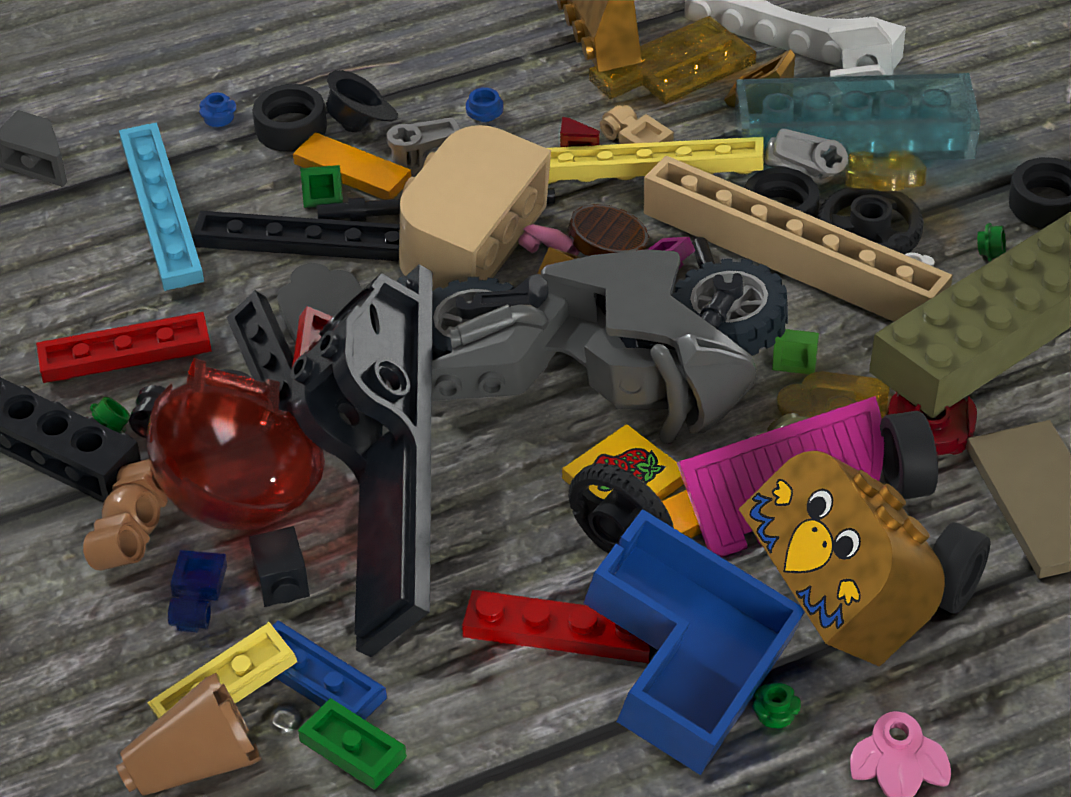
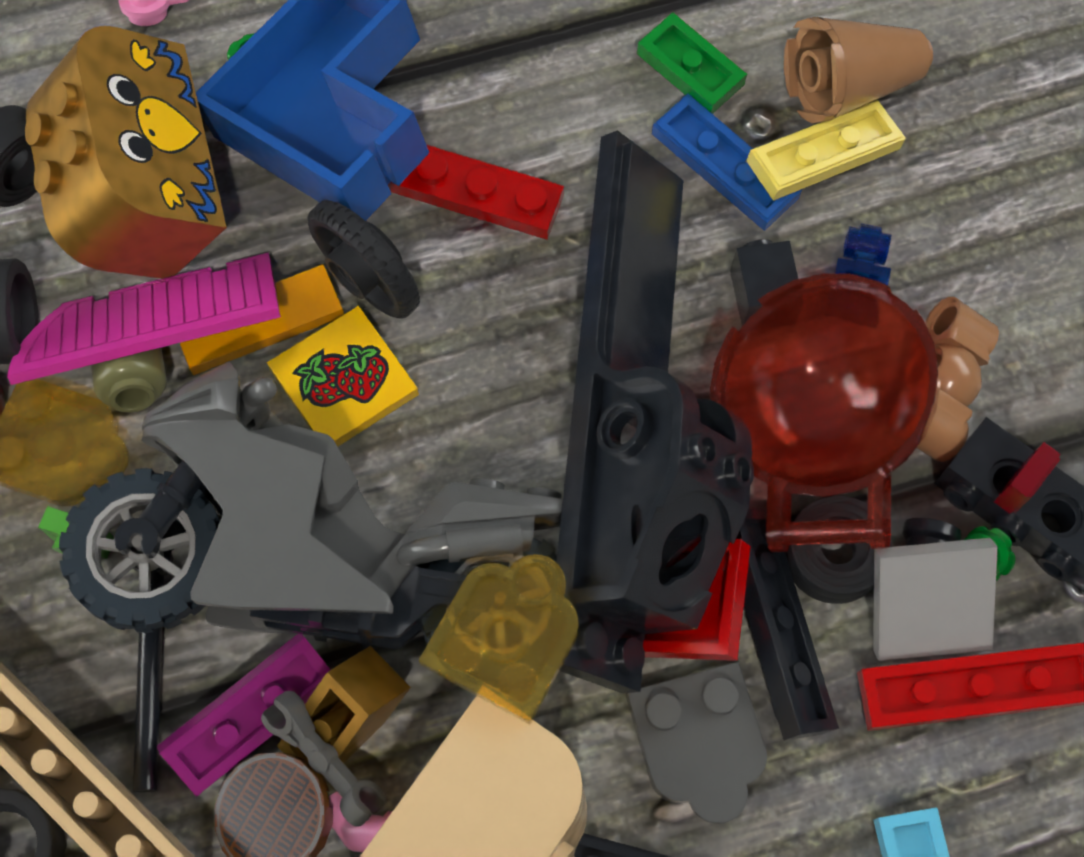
camera: 175 degrees left, 25 degrees up
(80, 419) = (1028, 478): none -> dark red tile
(150, 374) = (934, 599): none -> light grey tile
(460, 267) = (506, 634): none -> clear yellow plate
(557, 240) = (293, 724): none -> dark grey piece

